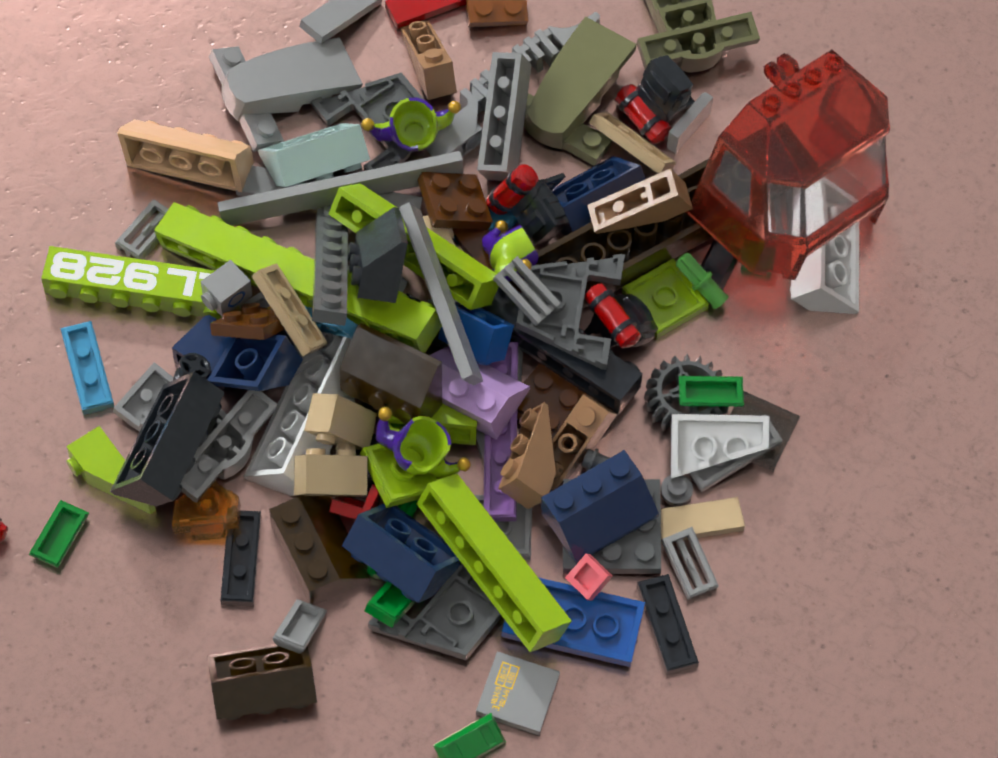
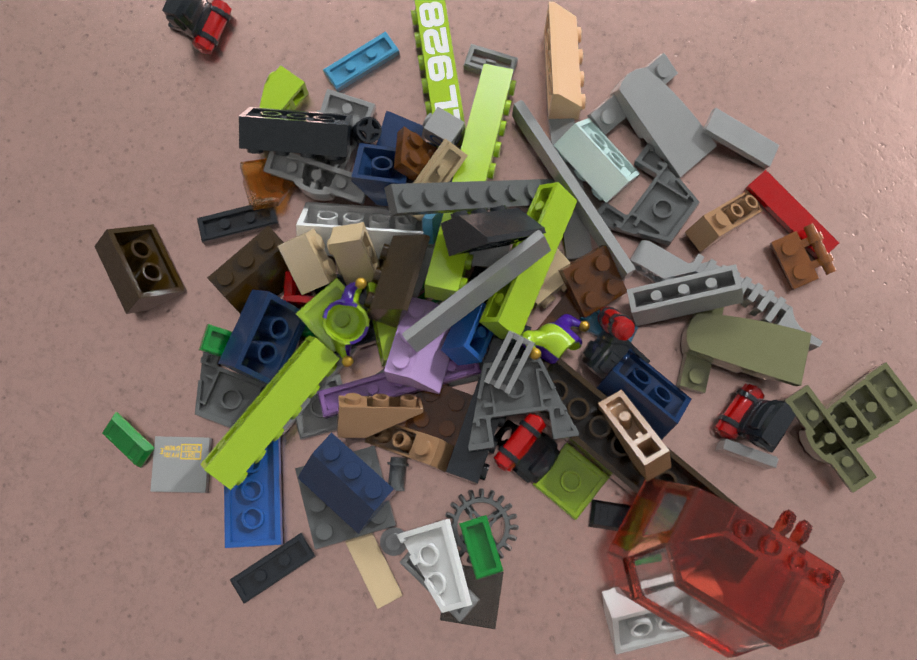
camera: 75 degrees right, 15 degrees up
(59, 533) = (219, 88): green tile -> none
(299, 626) = (185, 281): light grey tile -> none
(412, 124) = (647, 224): lime piece -> none
(588, 577) = (283, 492): coral tile -> none
(632, 142) = (707, 411): tan tile -> none
(677, 566) = (347, 556): light grey tile -> none
(701, 280) = (591, 508): bright green axle -> none

